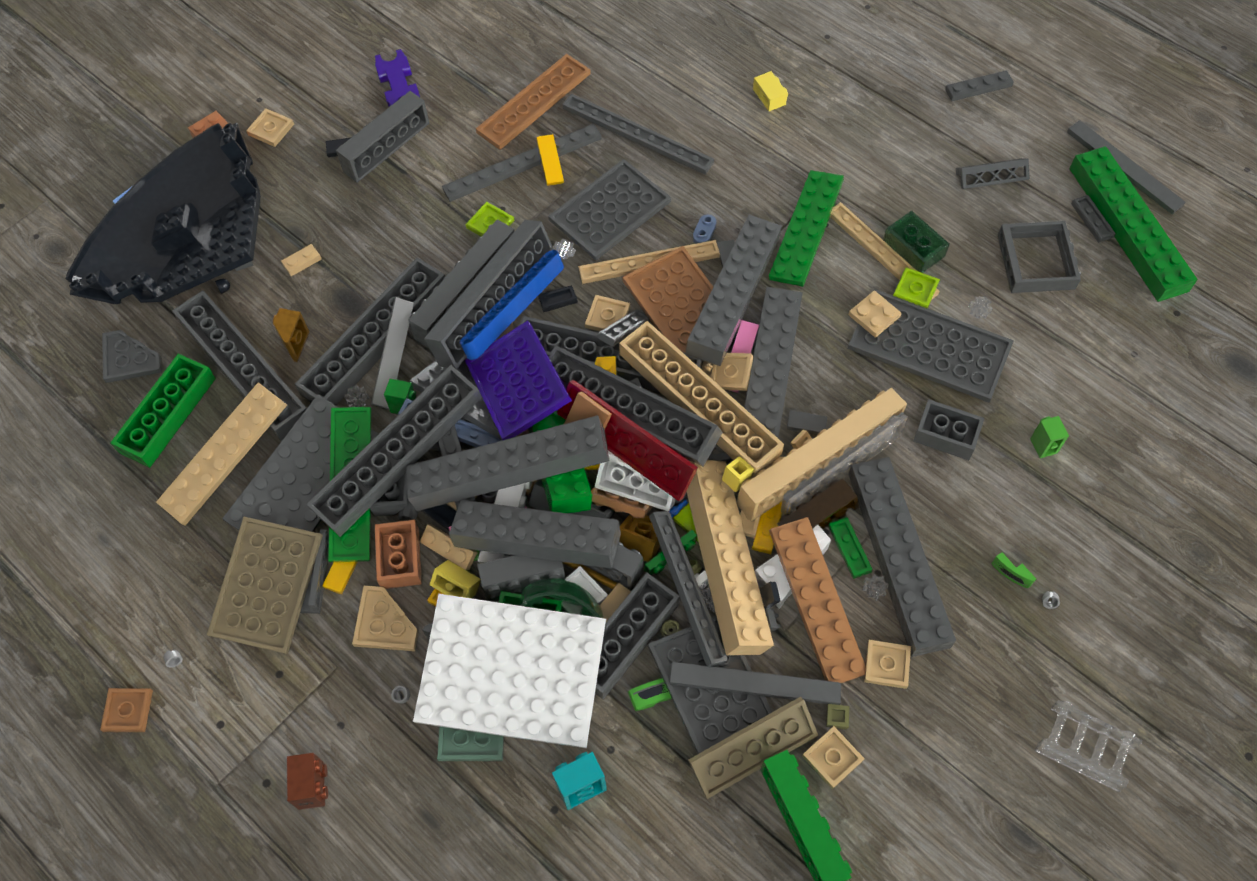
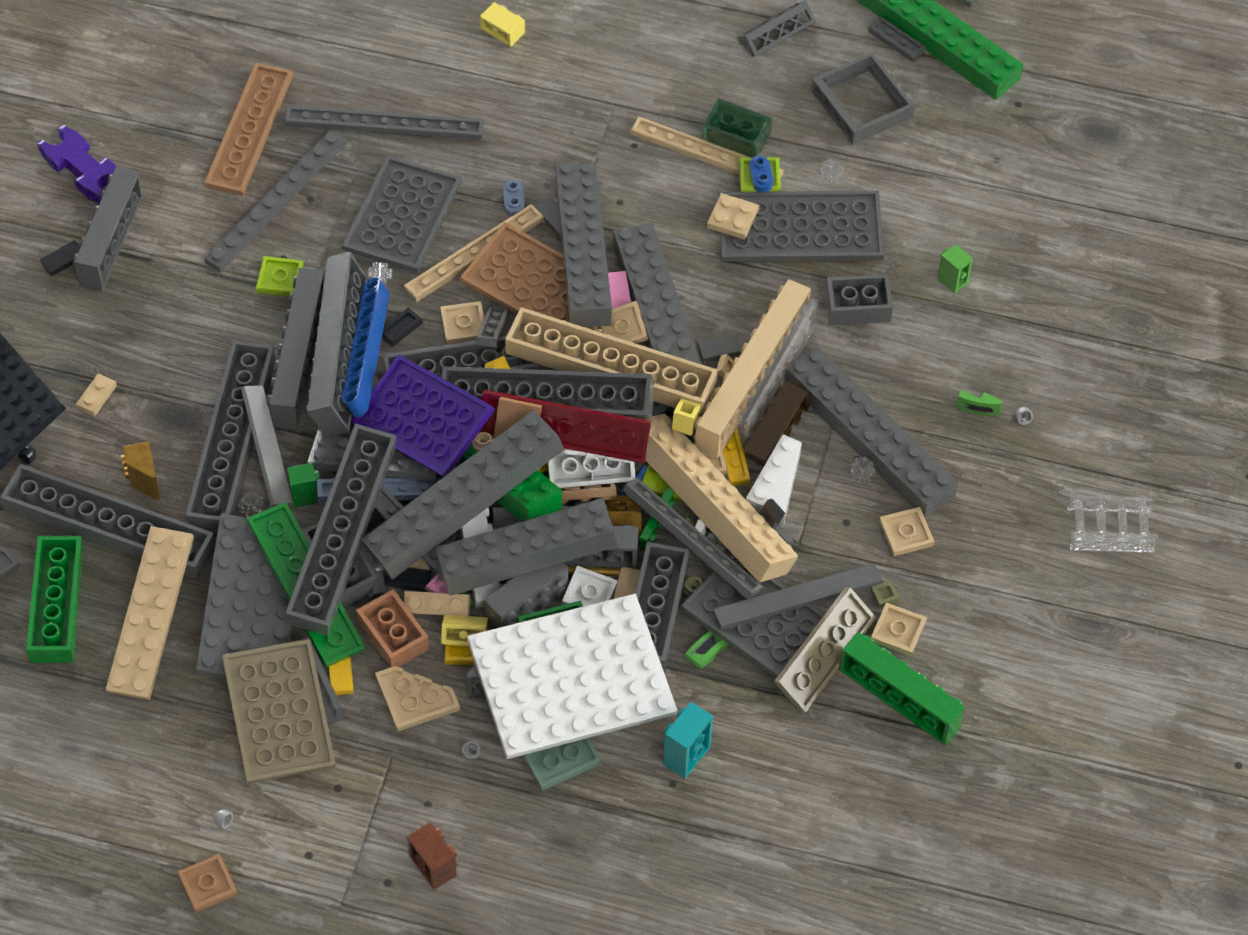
camera: 30 degrees left, 5 degrees down
(550, 160) = (308, 186): yellow tile -> none
(551, 421) = (481, 440): none -> tan plate
(561, 590) = (575, 591): clear green windscreen -> none
(806, 228) = (618, 155): green plate -> none
(818, 601) = (817, 500): medium nougat plate -> none
(850, 548) = (821, 445): green plate -> none
(918, 286) = (761, 172): none -> blue plate

